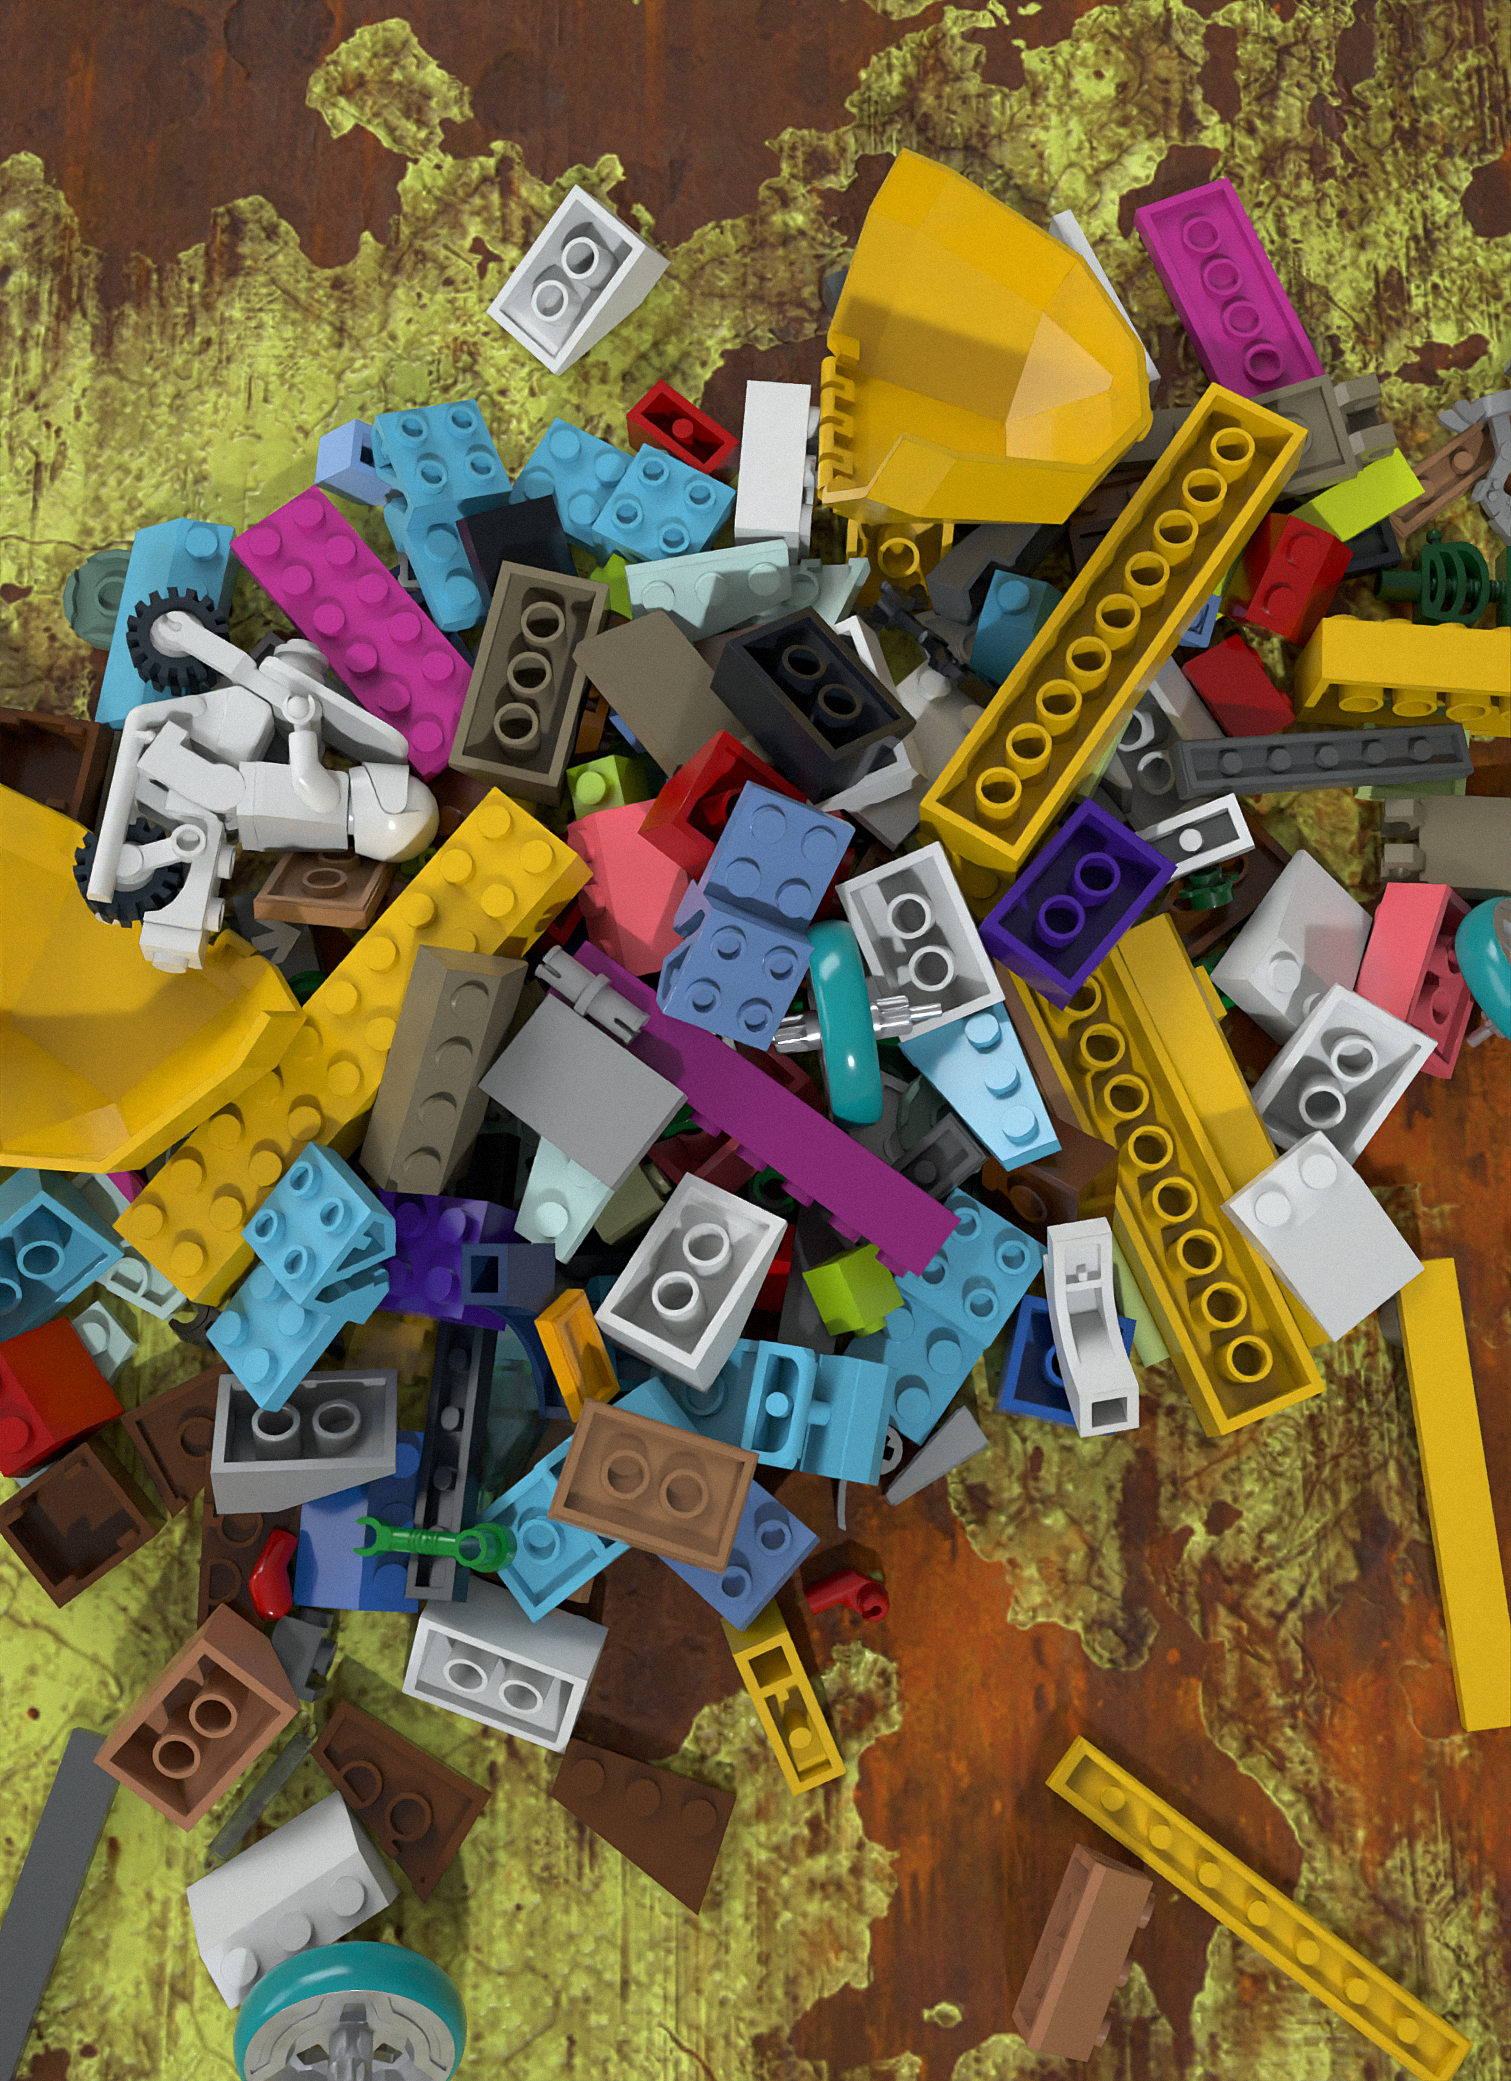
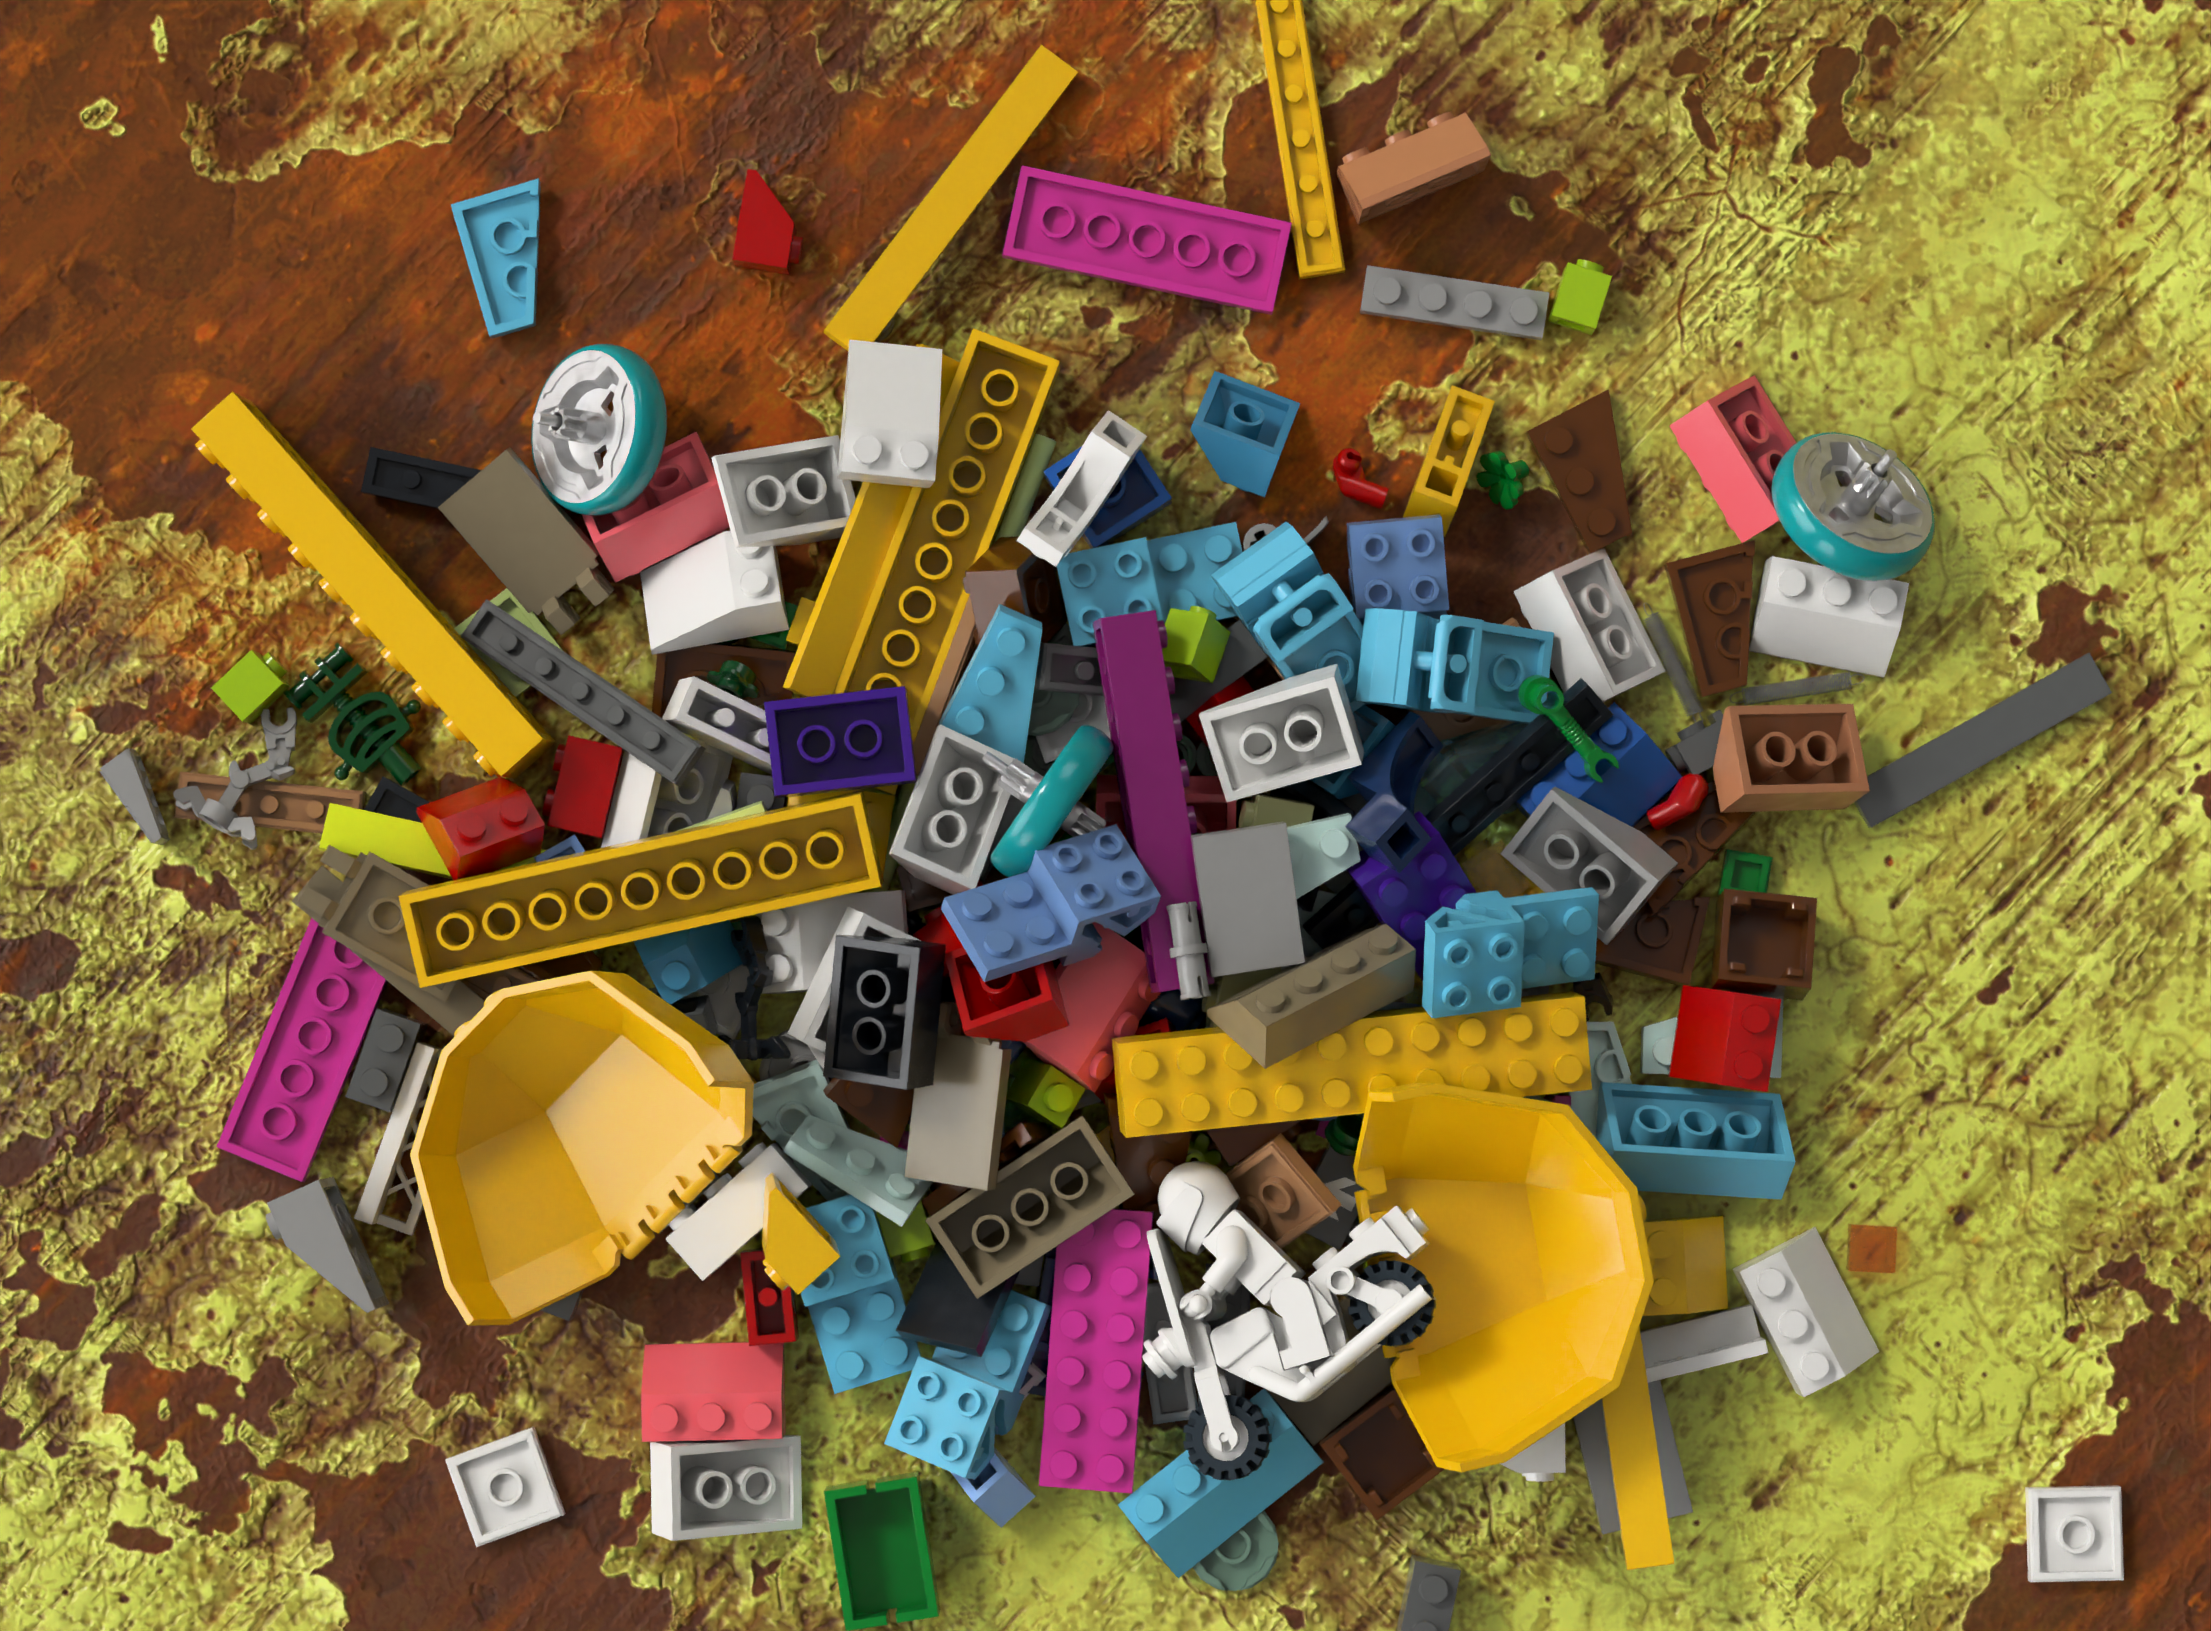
camera: 135 degrees left, 10 degrees up
(159, 1570) = (1745, 871): none -> green tile
(370, 1696) = (1677, 667): none -> light grey piece
(402, 333) = (882, 1551): none -> green piece
(517, 1974) = (1735, 449): none -> coral slope
(576, 1351) = (1390, 752): light orange tile -> none
(653, 1486) = (1416, 635): medium nougat tile -> none
(656, 327) = (713, 1392): none -> coral slope
(705, 457) = (793, 1240): none -> yellow slope
(717, 1728) = (1502, 478): none -> green plant
(750, 144) = (505, 1486): none -> white tile
(807, 1983) = (1580, 296): none -> lime brick
(917, 1856) = (1454, 302): none -> light grey plate
(947, 1448) = (1223, 506): light grey slope -> none
(994, 1537) = (1243, 431): none -> dark azure slope
(1067, 166) = (323, 1235): none -> light grey slope
(1174, 348) = (385, 1059): none -> dark grey brick
(1249, 1633) = (1146, 240): none -> dark pink plate

